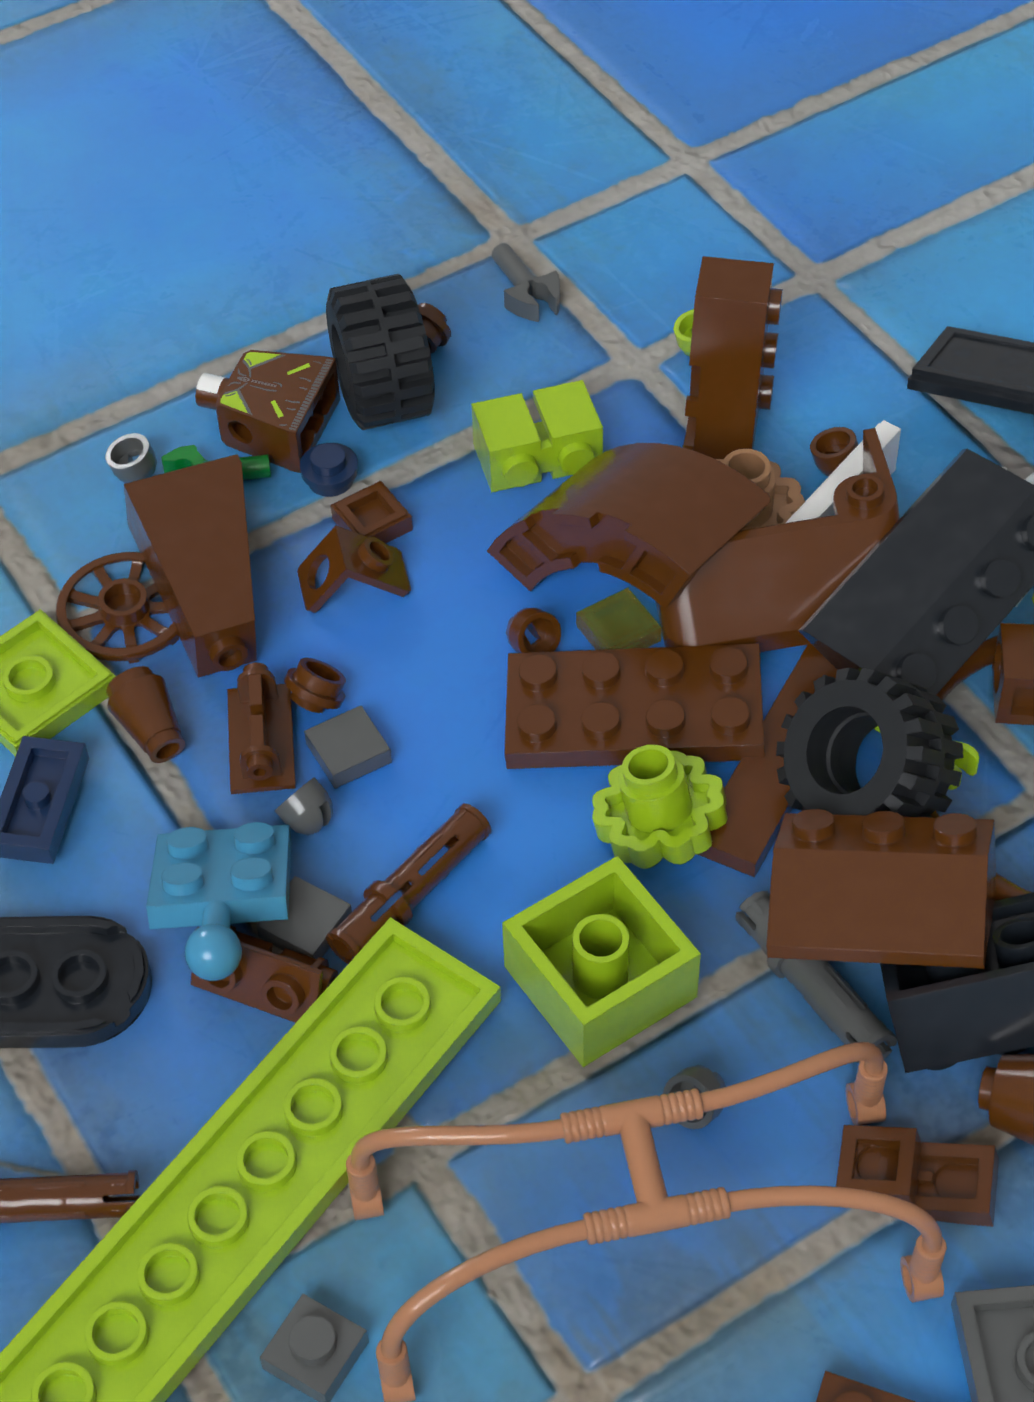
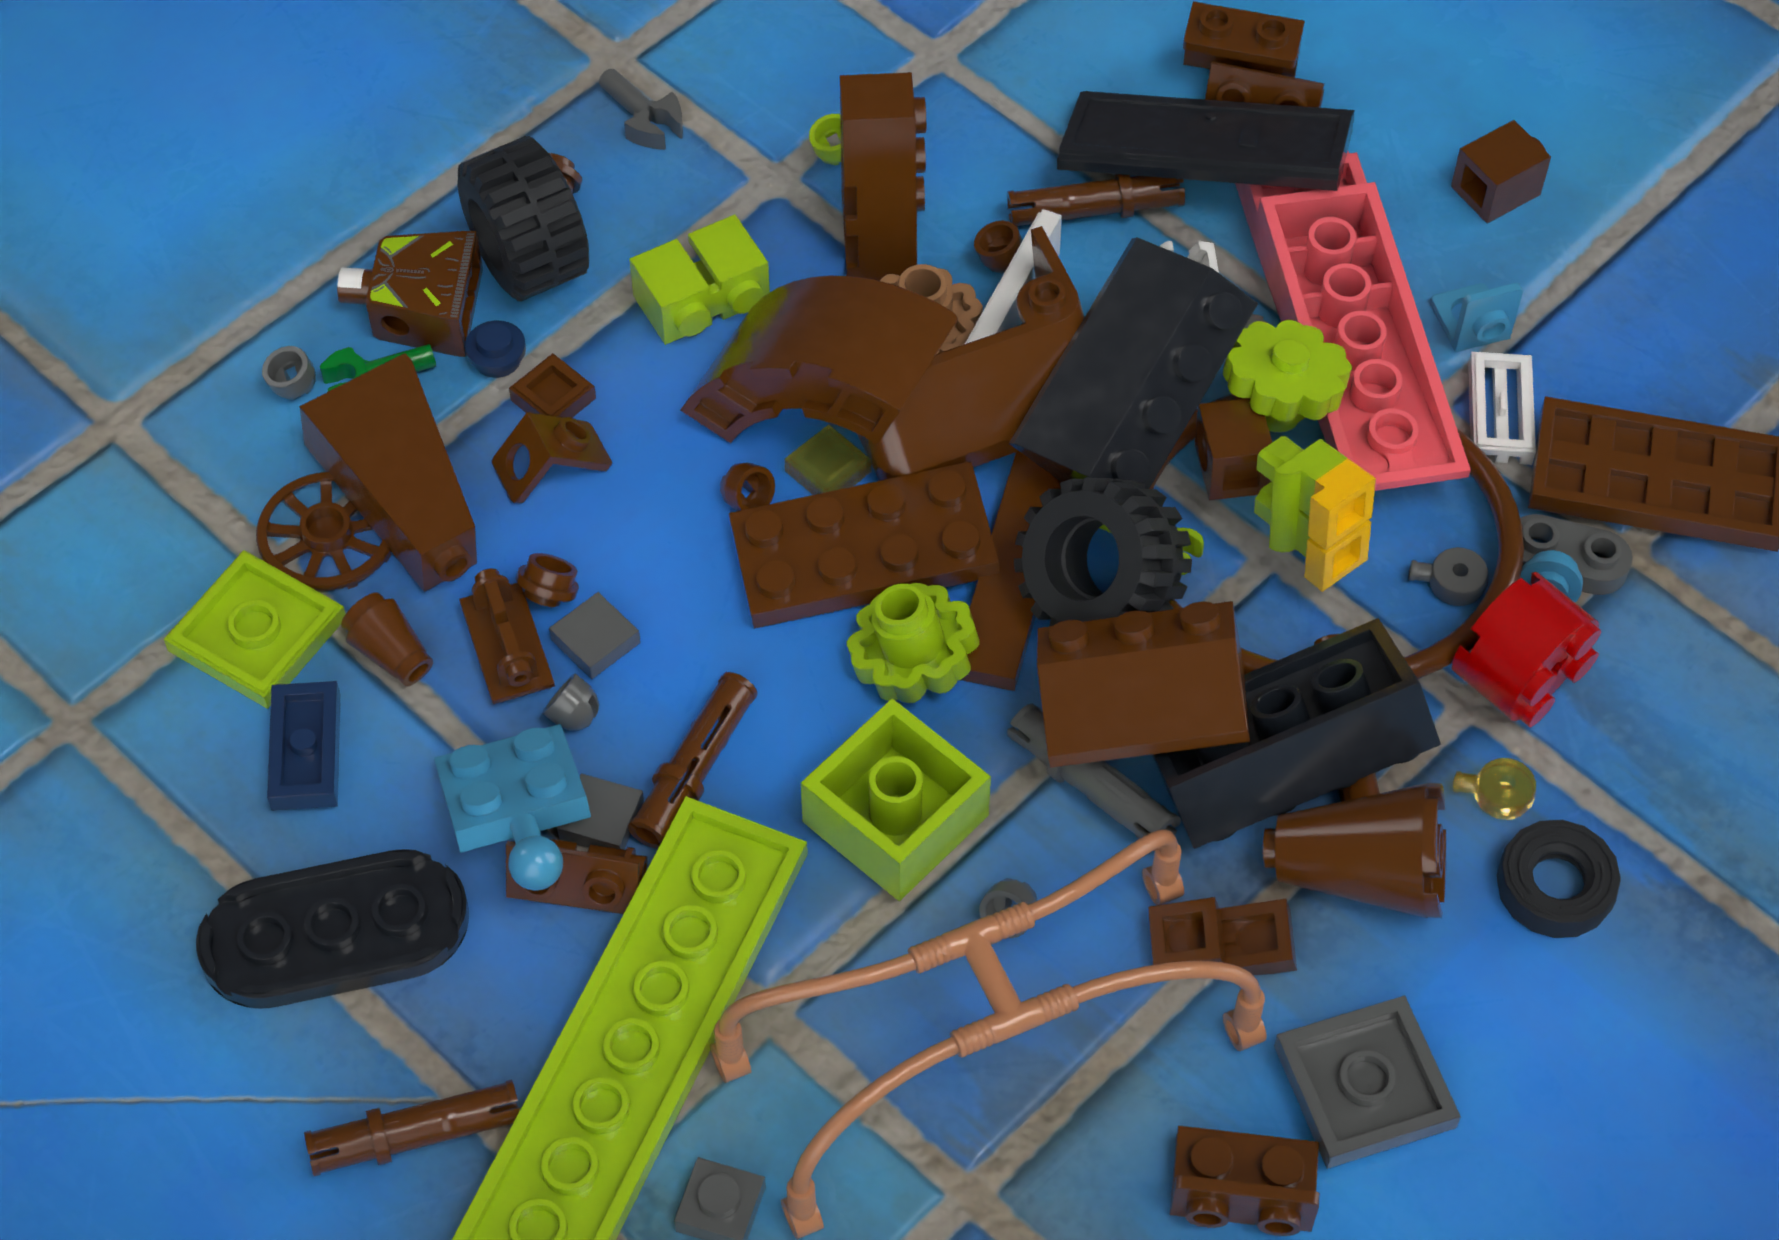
camera: 15 degrees left, 5 degrees up
(946, 422) = (1096, 198): none -> reddish brown pin

